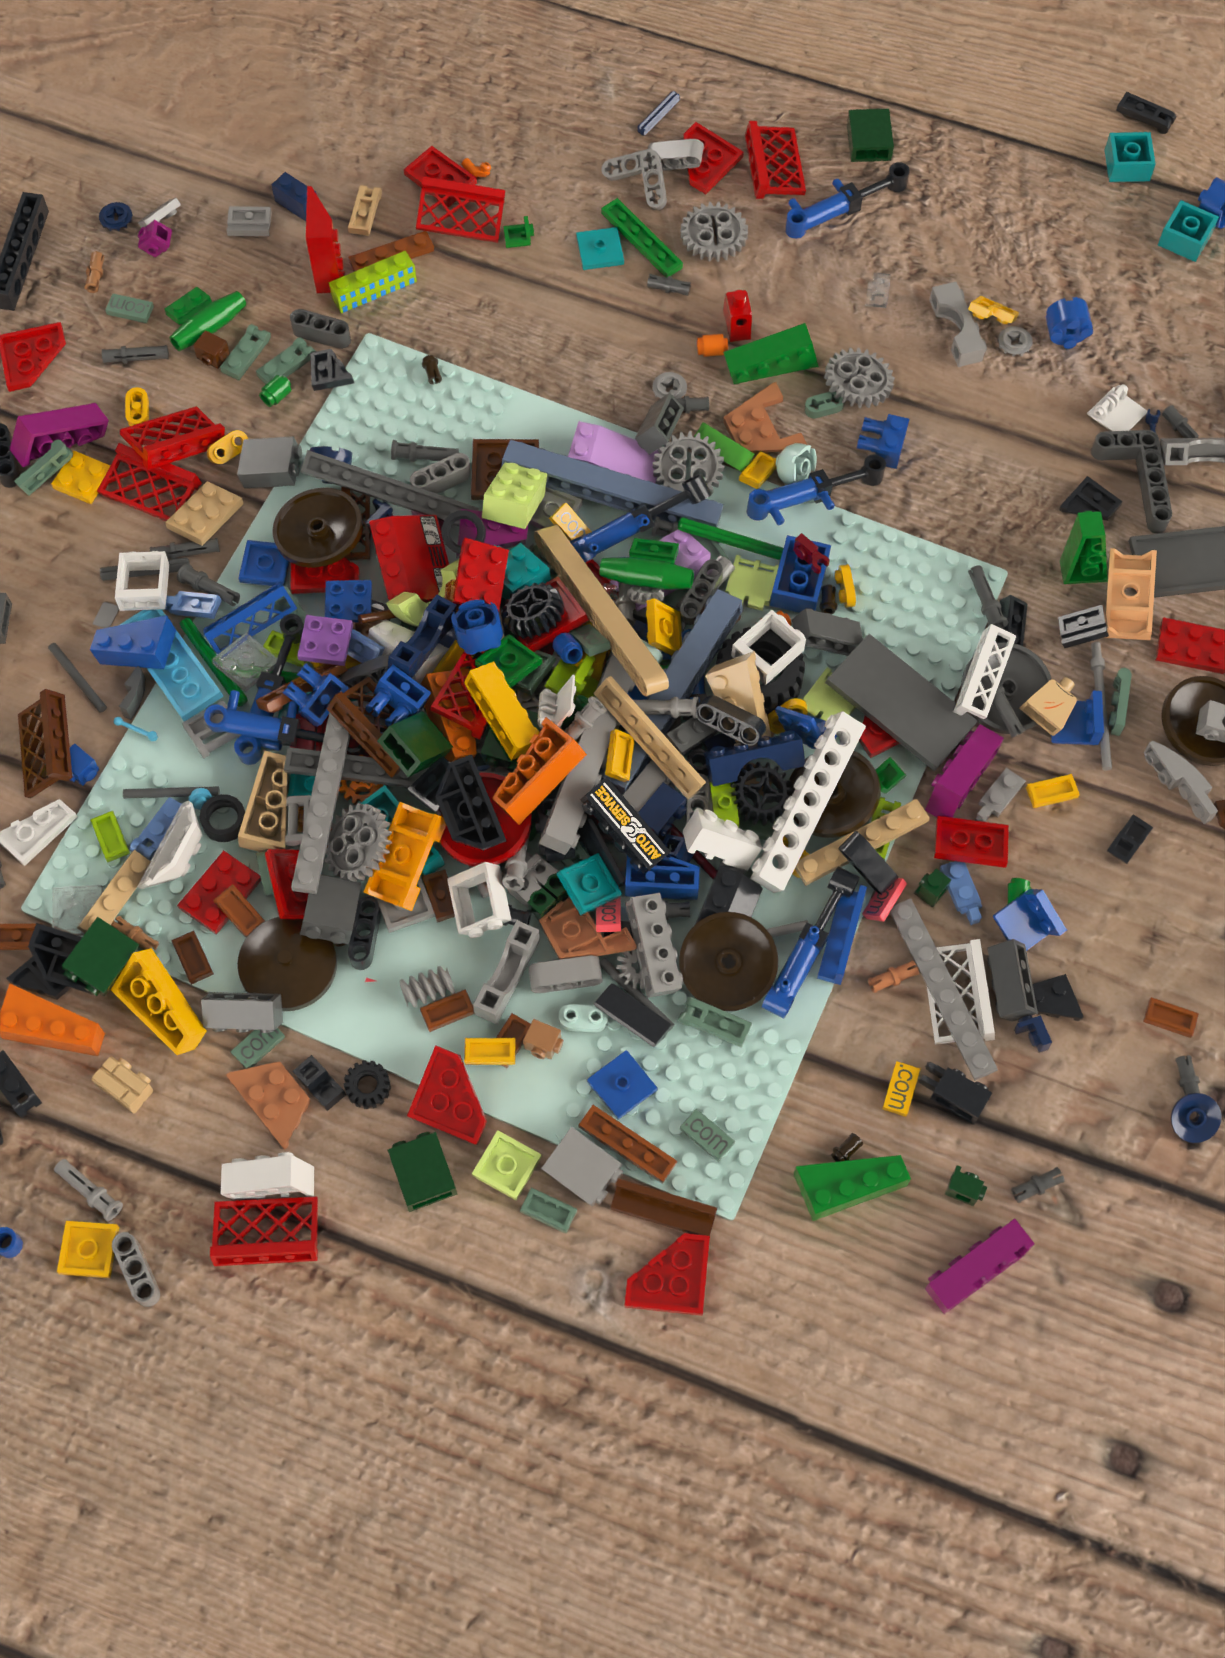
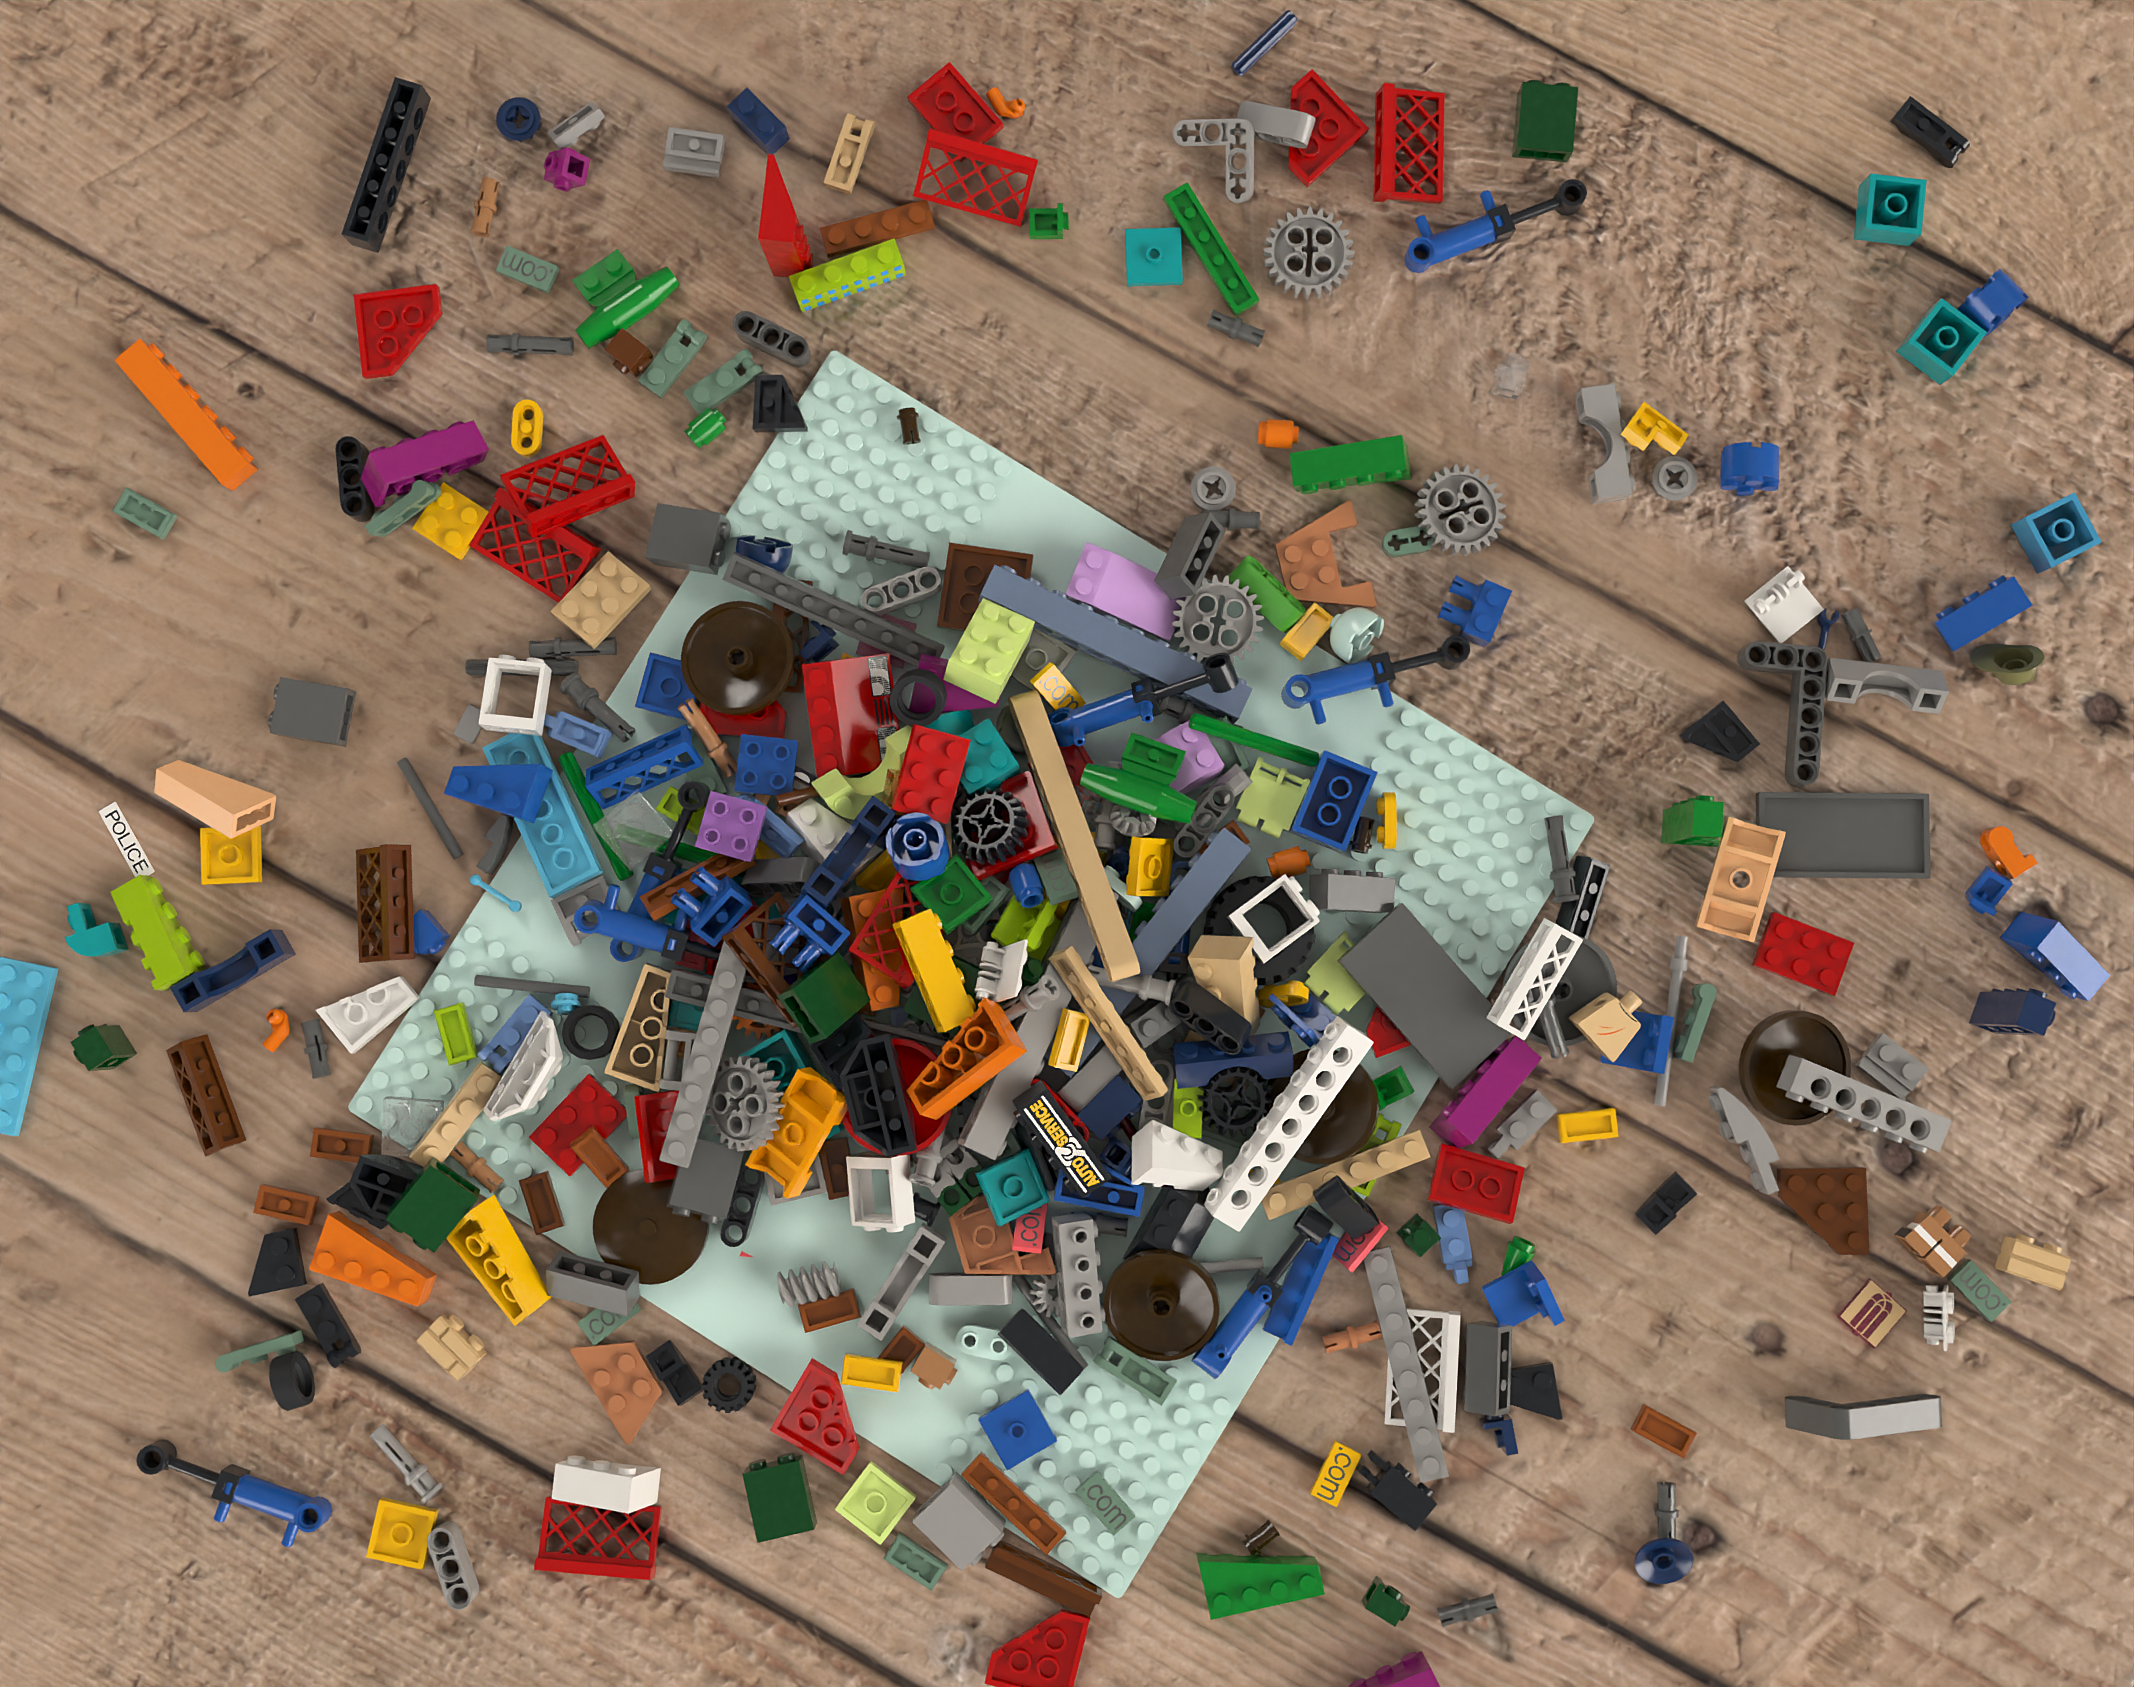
camera: 10 degrees right, 20 degrees up
(228, 447) = (636, 503): yellow plate -> none
(306, 597) = (716, 748): none -> medium nougat pin
(738, 307) = (1317, 394): red torso -> none
(808, 551) = (1344, 783): dark red plate -> none
(1083, 626) = (1672, 915): plate -> none

